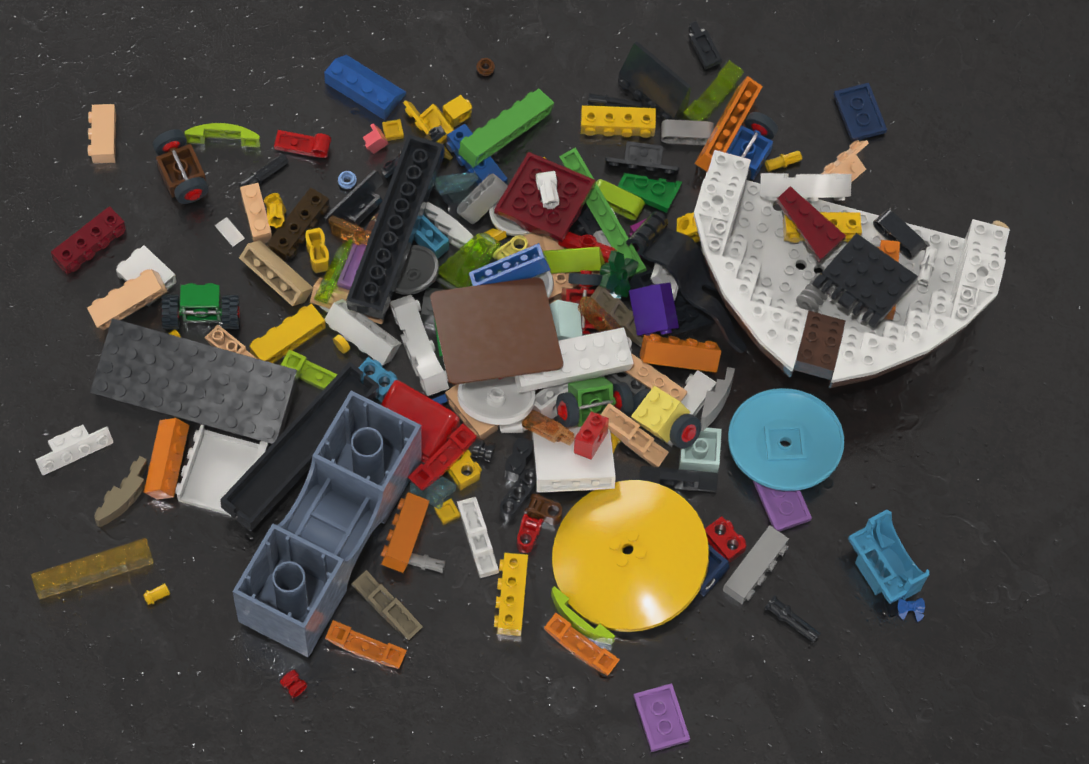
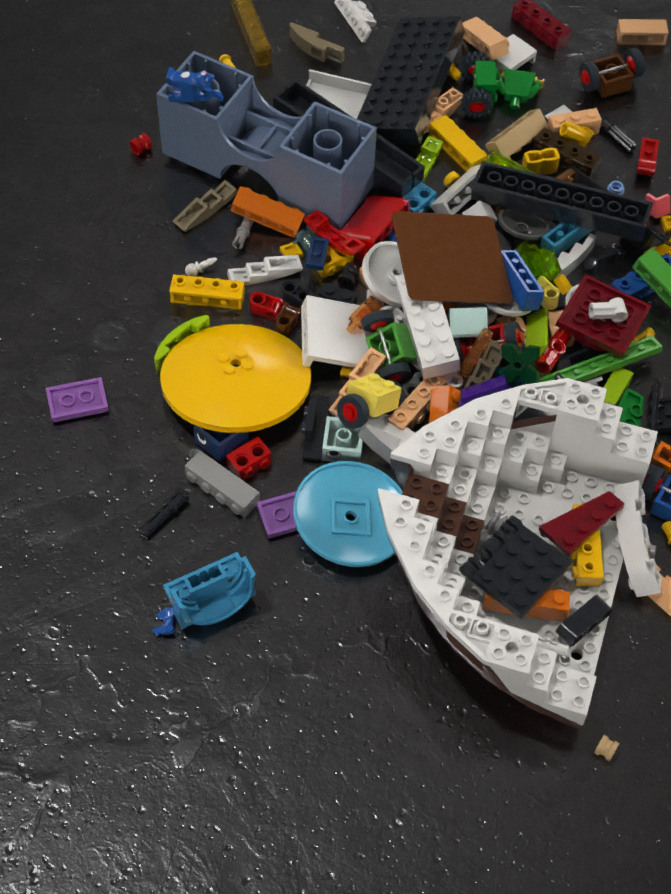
camera: 95 degrees right, 10 degrees down
(166, 458) = (343, 66): orange brick -> none
(198, 266) = (518, 86): none -> green torso
(222, 130) = (650, 93): lime slope -> none
(311, 581) = (188, 86): none -> blue animal
(364, 646) = (171, 190): orange slope -> none
(455, 182) = (616, 257): clear light blue bracket -> none
(468, 476) = (317, 253): none -> dark blue plate
(476, 613) = (194, 269): none -> white bar
(482, 198) = (602, 274): light grey beam -> none
(580, 646) = (145, 352): orange slope -> none
(591, 435) = (351, 339): red brick -> none

